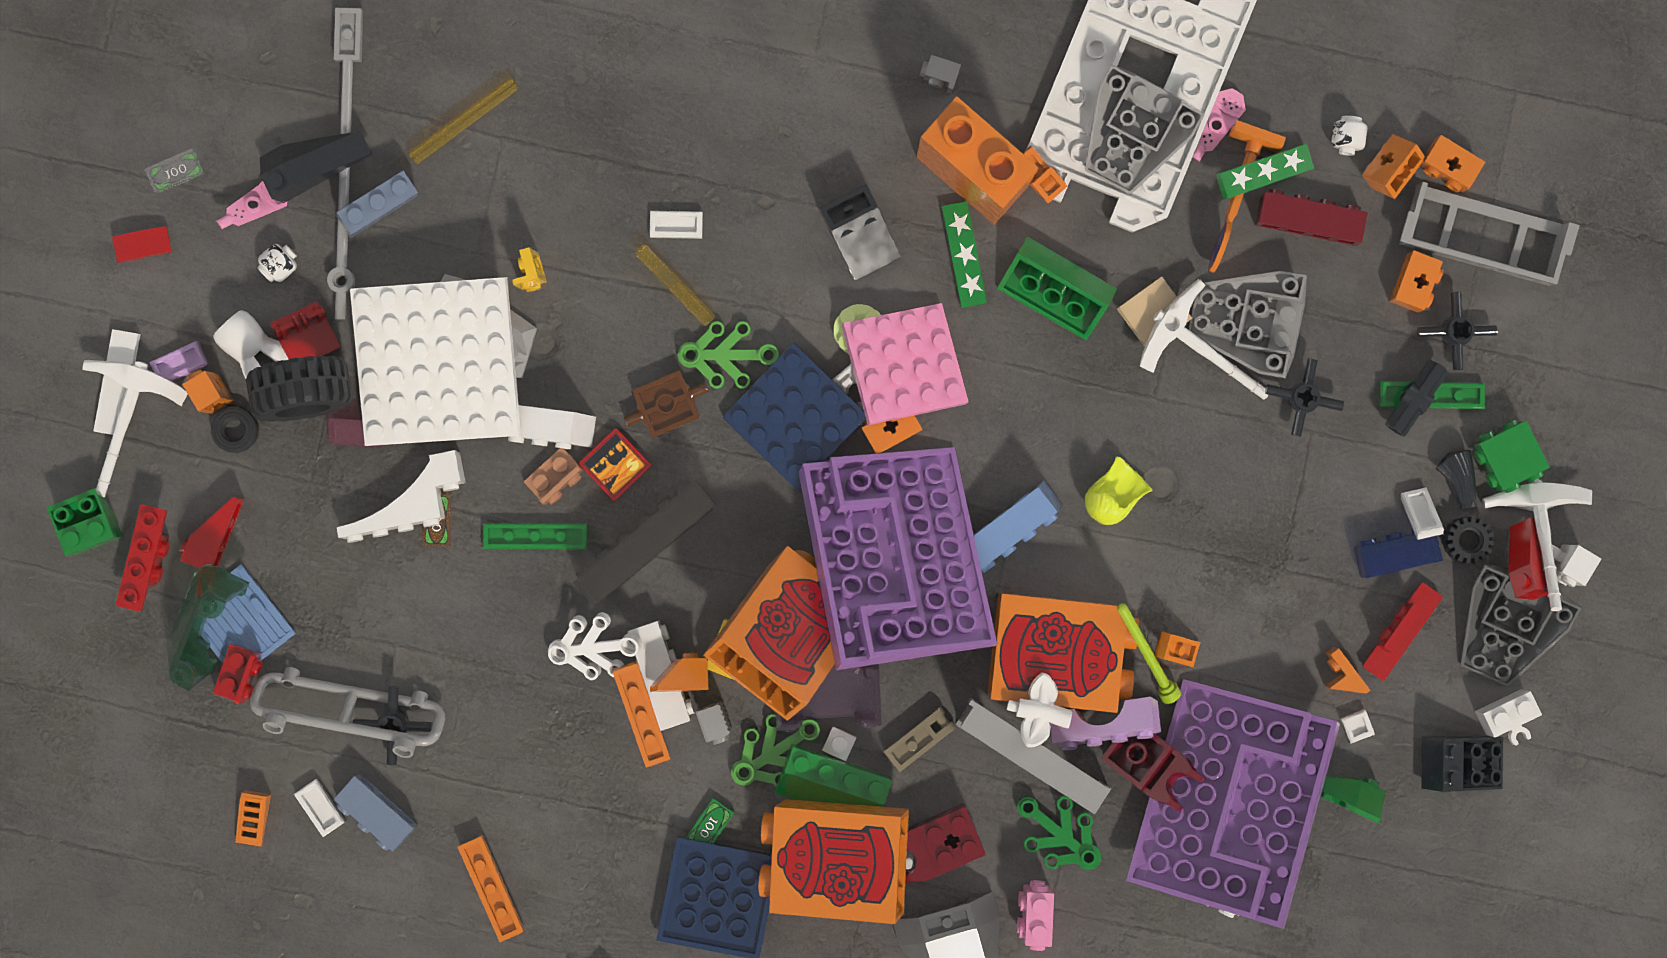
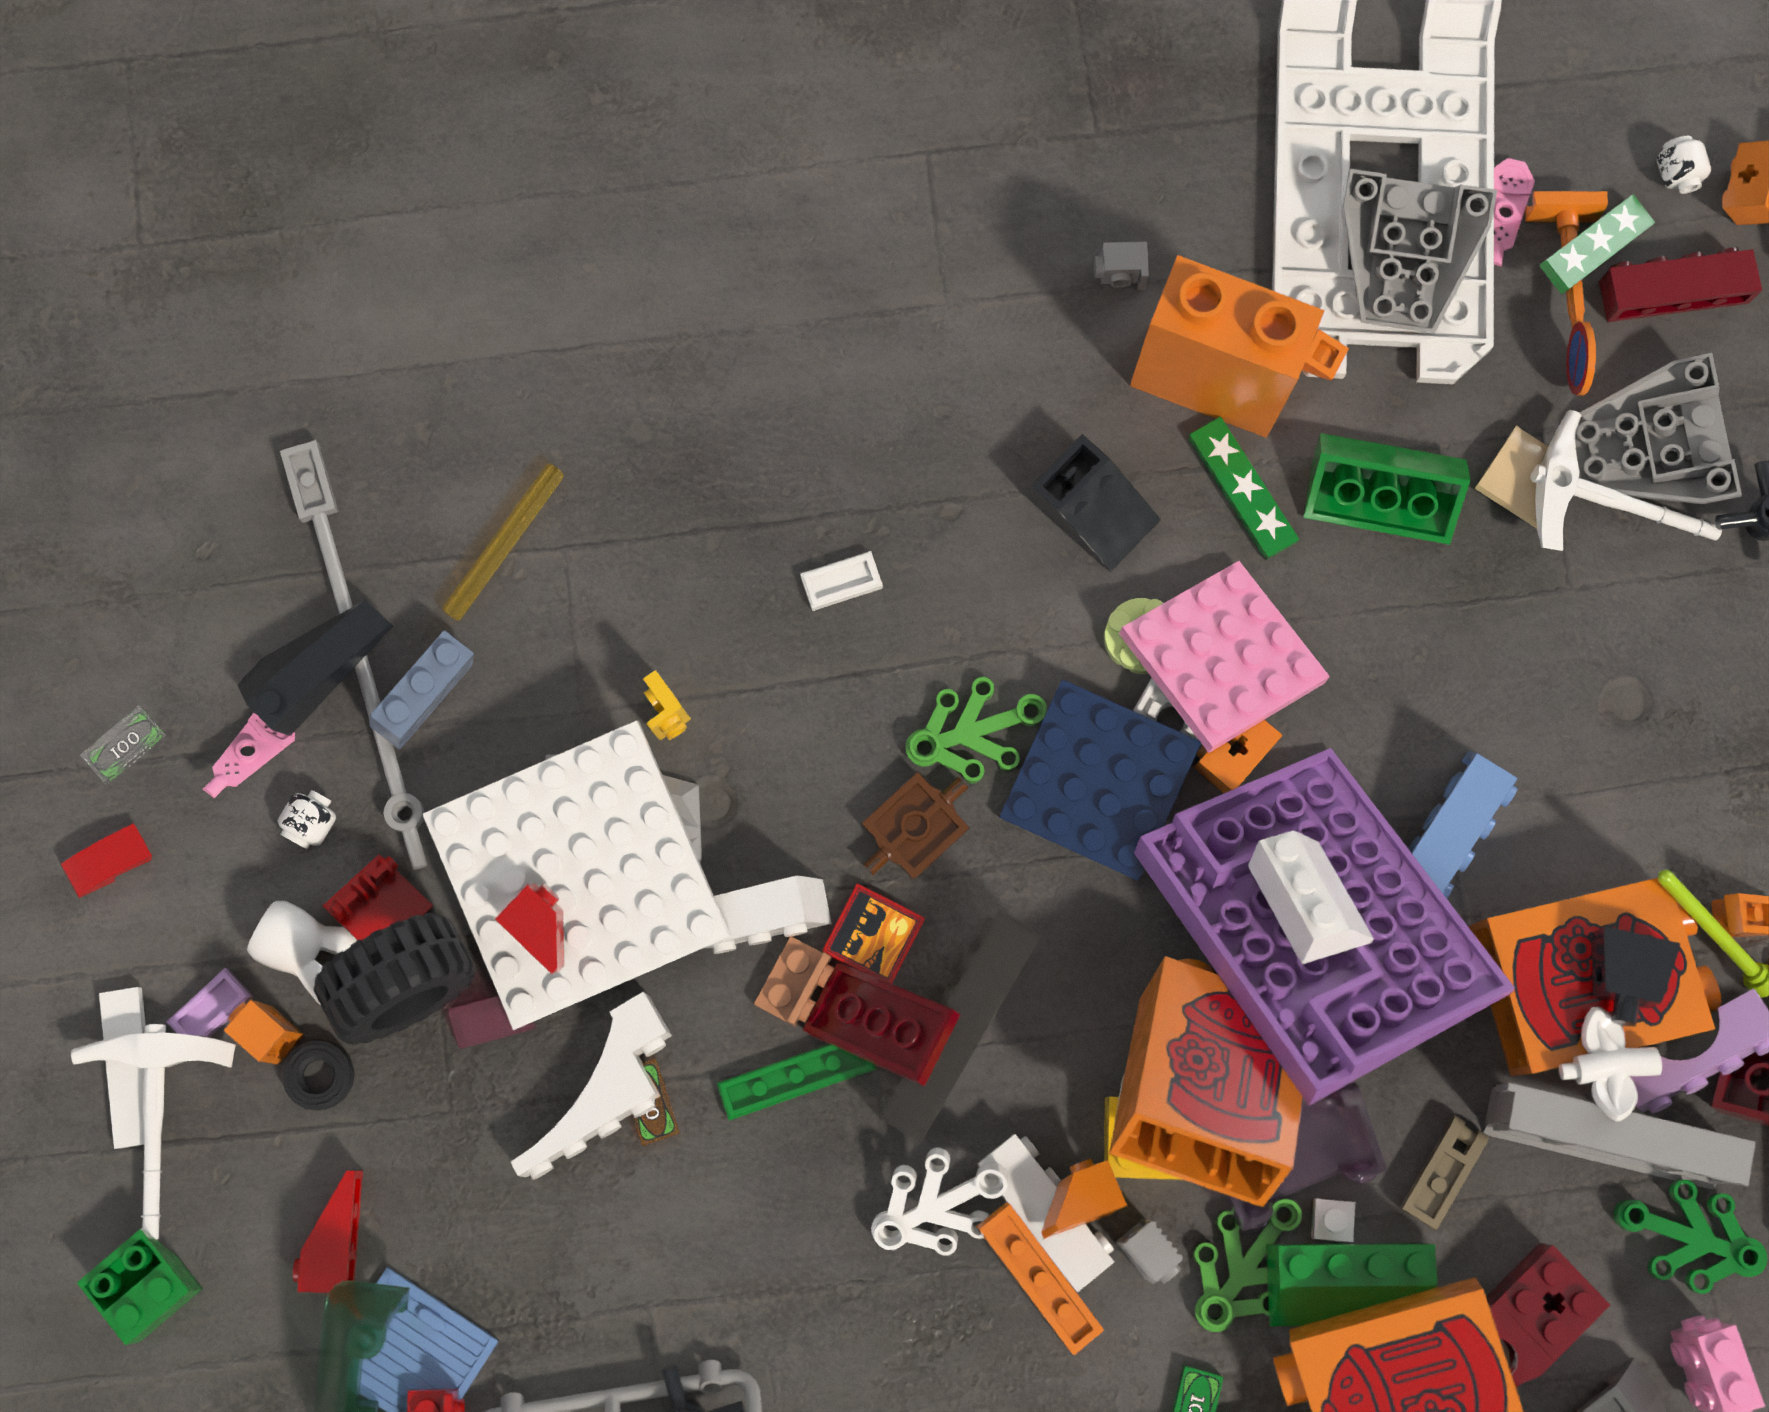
camera: 25 degrees left, 10 degrees down
(144, 558) = (243, 1308): red bracket -> none
(398, 387) = (537, 924): none -> red slope
(596, 523) = (881, 1023): none -> dark red tile
(675, 285) = (869, 661): clear yellow axle -> none
(890, 541) = (1307, 896): none -> white slope
(1075, 659) = (1631, 971): none -> black torso
(1115, 493) = (1576, 733): neon yellow piece -> none

